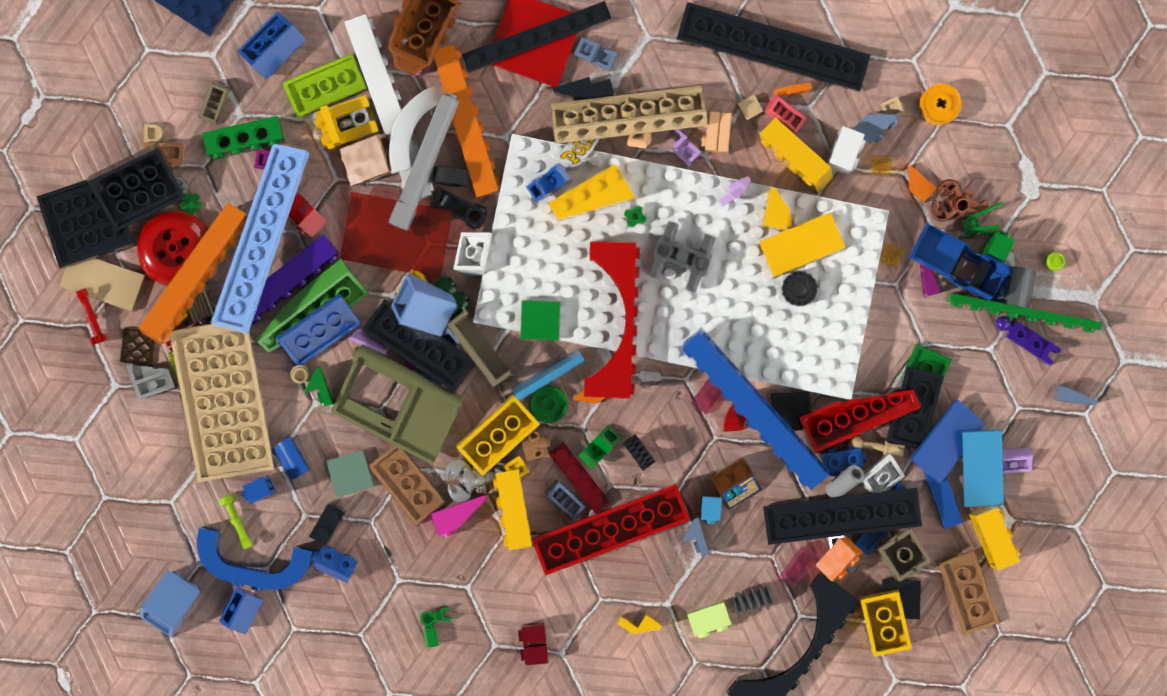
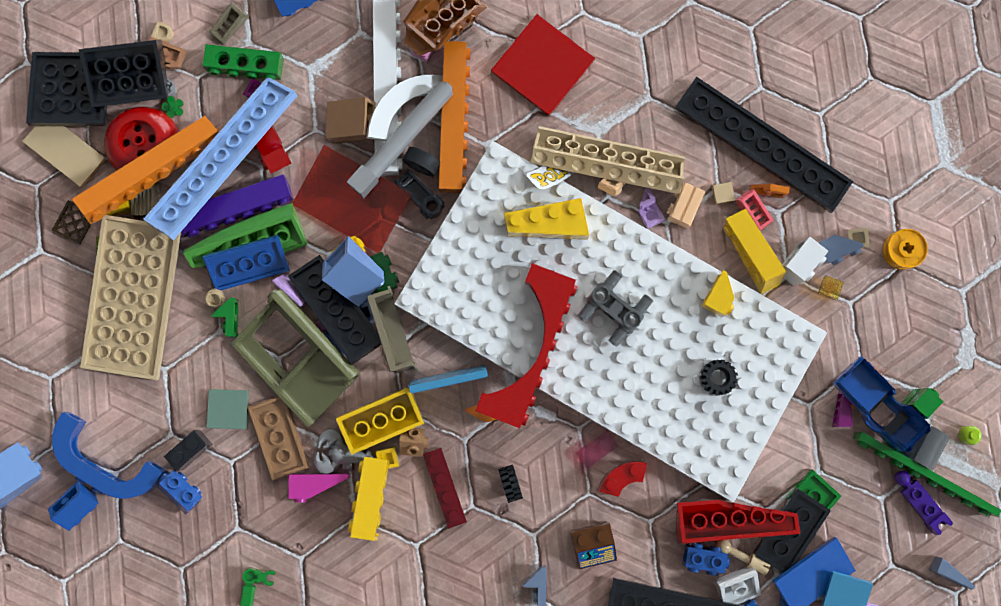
camera: 20 degrees right, 5 degrees down
(91, 317) = (39, 159): red piece -> none
(150, 380) = (72, 256): light grey wing -> none
(236, 520) = (104, 437): lime piece -> none
(258, 489) = (133, 394): blue brick -> none
(291, 458) = (177, 375): blue brick -> none
(325, 85) = (335, 42): lime tile -> none
(328, 119) = (347, 71): yellow brick -> none
(472, 253) = (416, 239): white slope -> none
(536, 36) = (545, 61): black plate -> none
(540, 320) = (458, 323): green tile -> none
(548, 183) = (511, 196): blue brick -> none
(549, 404) = (440, 407): green tile -> none
(553, 488) = (414, 491): sand blue slope -> none
(583, 89) = (573, 123): black slope -> none
(596, 54) = (595, 97): sand blue slope -> none
(599, 446) = (474, 465): green slope -> none
(610, 529) = (457, 549): red brick -> none
(634, 221) = (582, 250): green plate -> none
(710, 509) = (561, 563): dark azure brick -> none
(736, 189) = (687, 262): lavender slope -> none
(755, 408) = (638, 480): blue brick -> none
(791, 407) = (668, 491): black tile -> none
(802, 244) = (734, 336): yellow tile -> none
(845, 481) = (701, 581): light grey brick -> none
(891, 255) = (814, 376): clear yellow plate -> none
(919, 185) = (861, 319): orange tile -> none
(956, 202) = (892, 346): copper animal -> none
(972, 226) = (902, 376): green plant -> none

